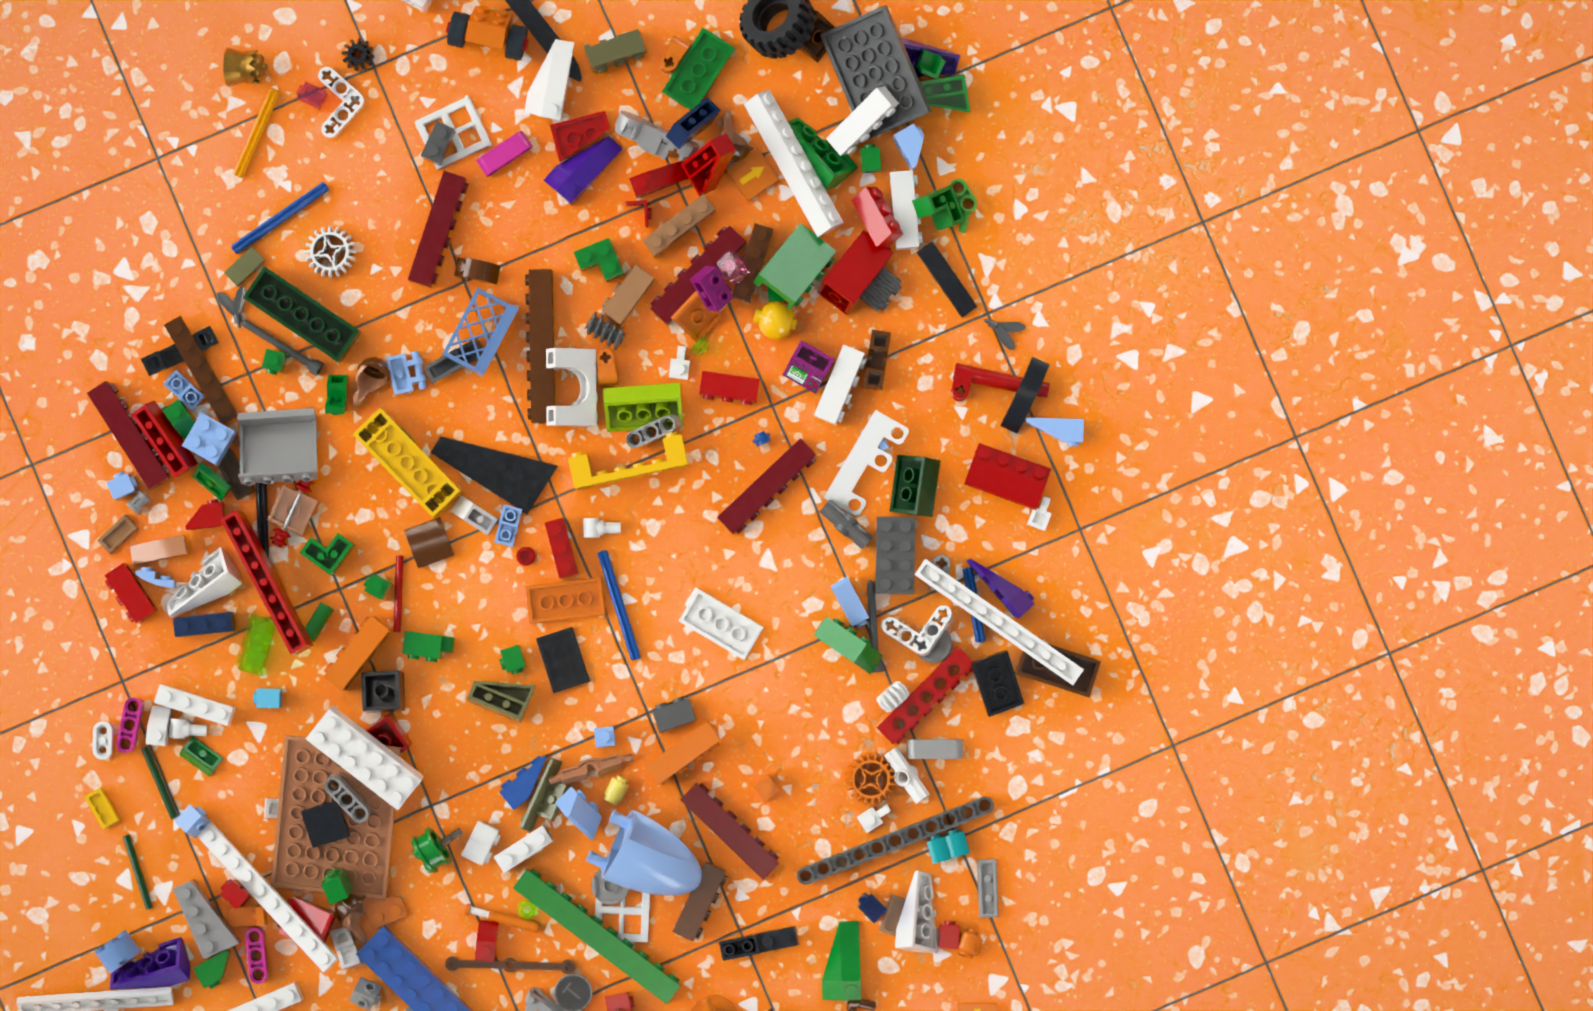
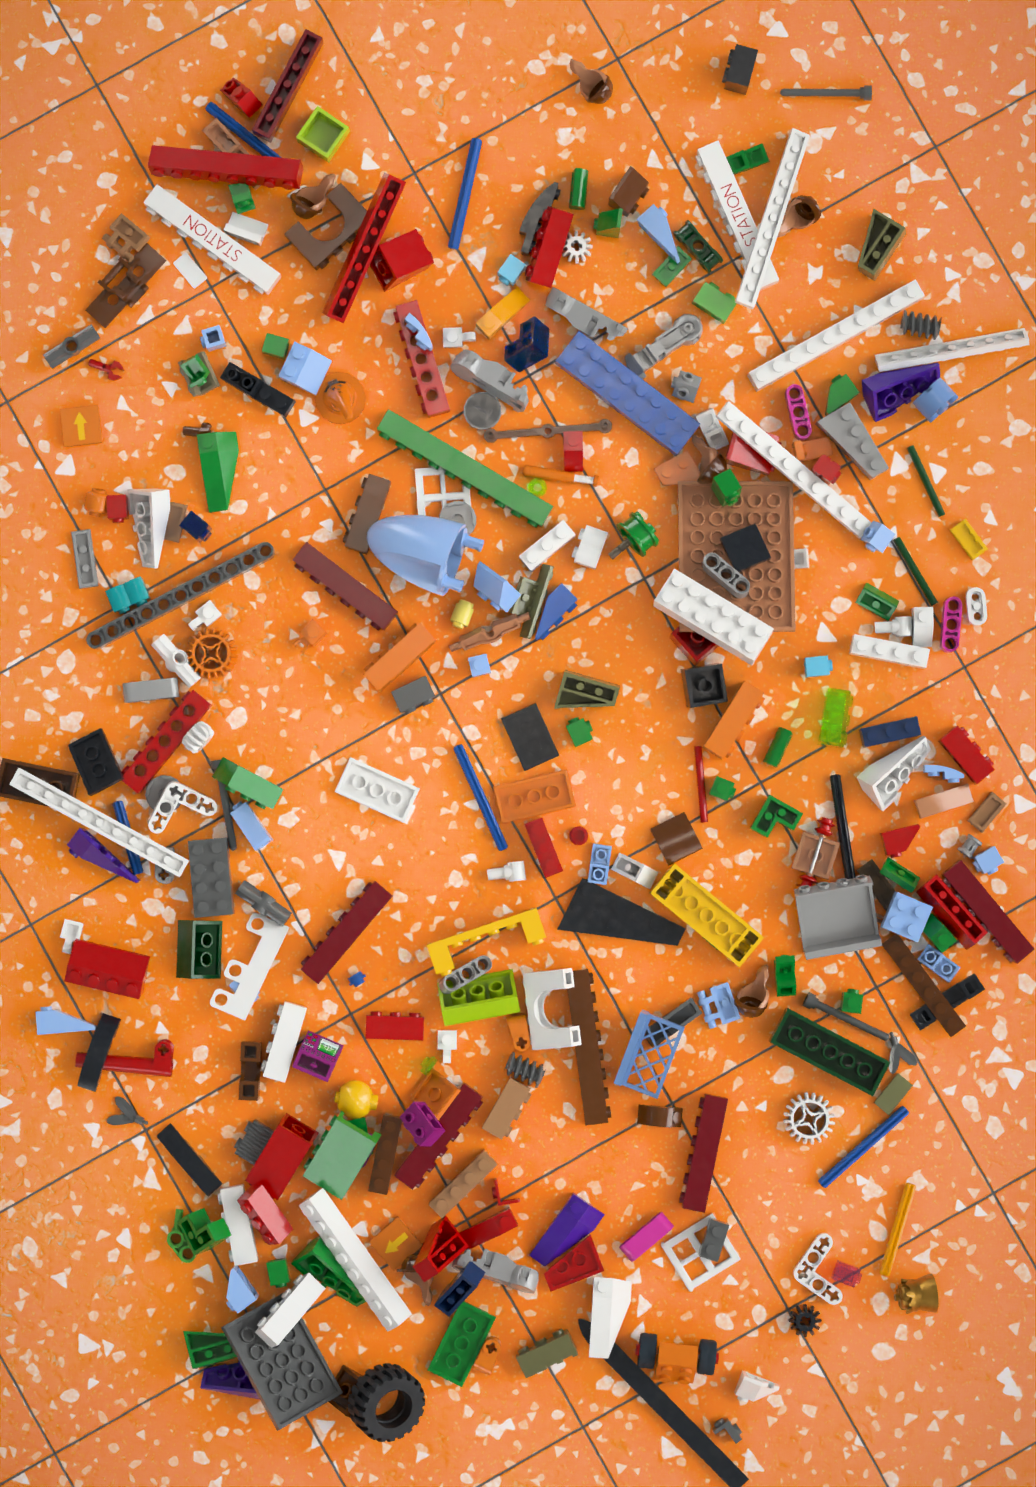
camera: 175 degrees right, 0 degrees up
(266, 582) = (832, 780): red brick -> none
(426, 645) = (666, 735): green hinge -> none
(600, 254) = (537, 1146): green brick -> none
(733, 267) = (403, 1147): clear pink brick -> none
(759, 943) = (304, 480): black slope -> none
(930, 63) = (228, 1376): green panel -> none

